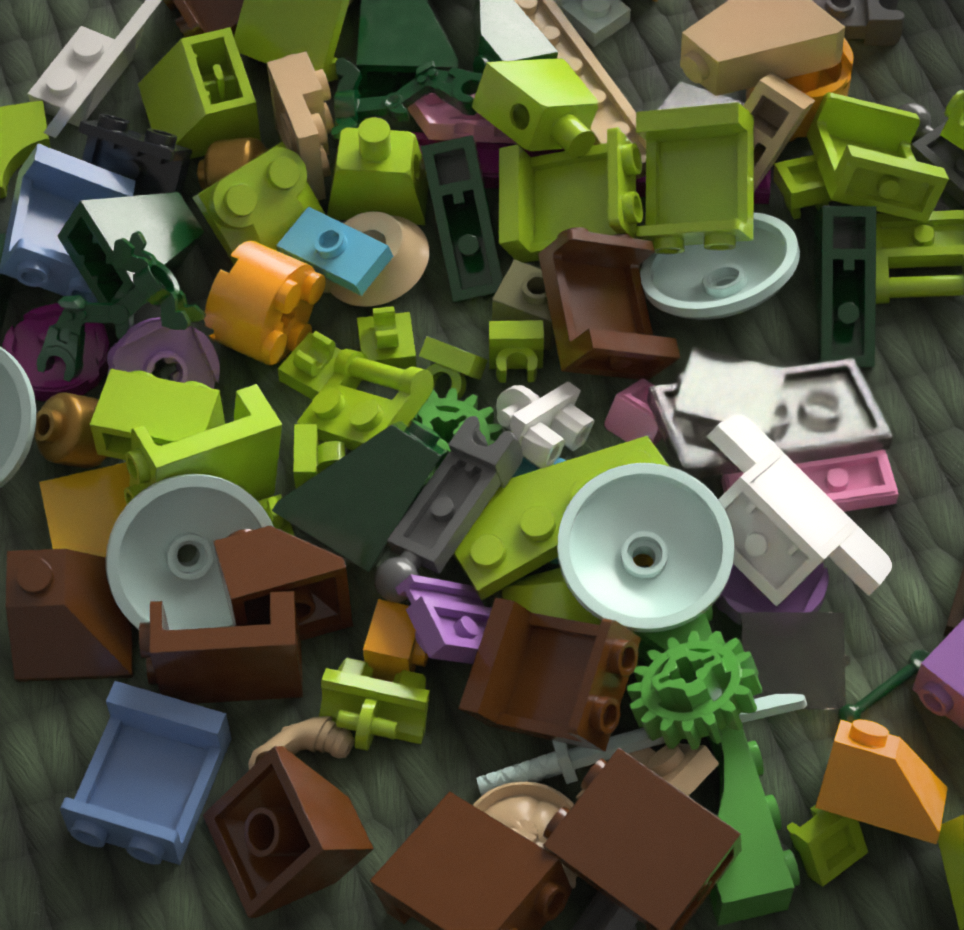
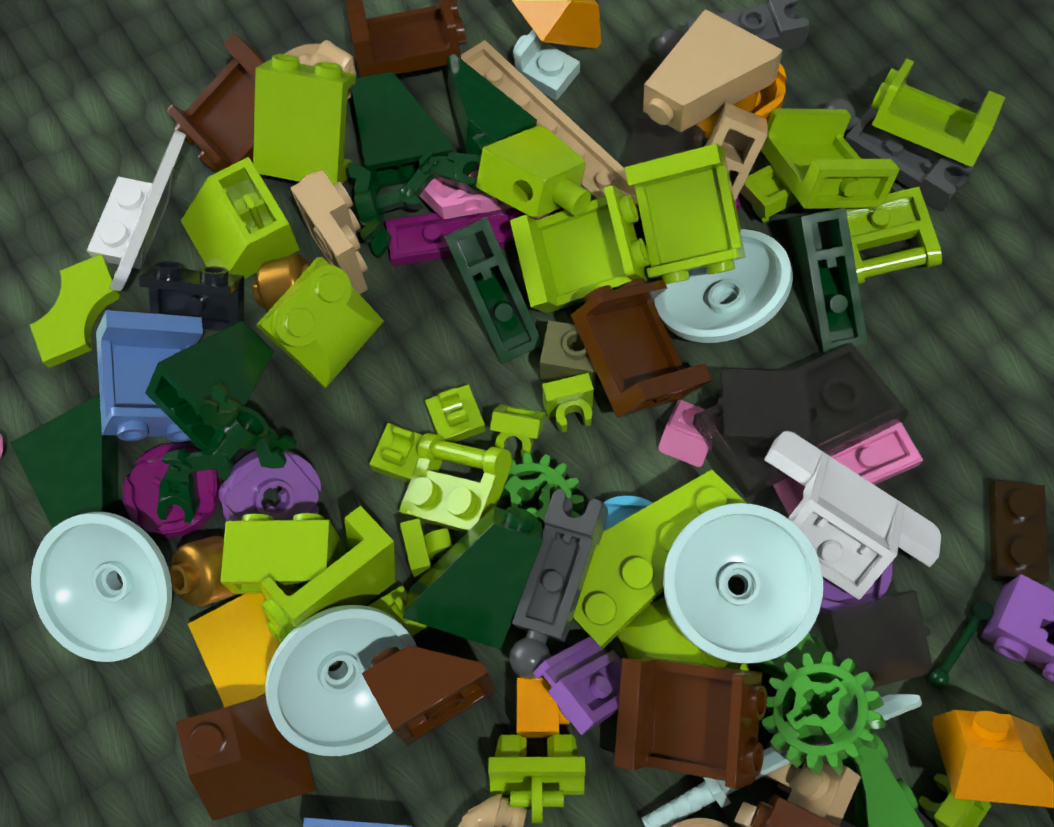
camera: 10 degrees left, 10 degrees up
(226, 661) = (396, 776): reddish brown panel -> none
(263, 303) = (342, 411): light orange brick -> none
(336, 250) = (393, 348): medium azure plate -> none
(378, 173) = (410, 265): lime torso -> none
(403, 270) = (426, 342): tan piece -> none
(544, 422) = (594, 464): white hips -> none

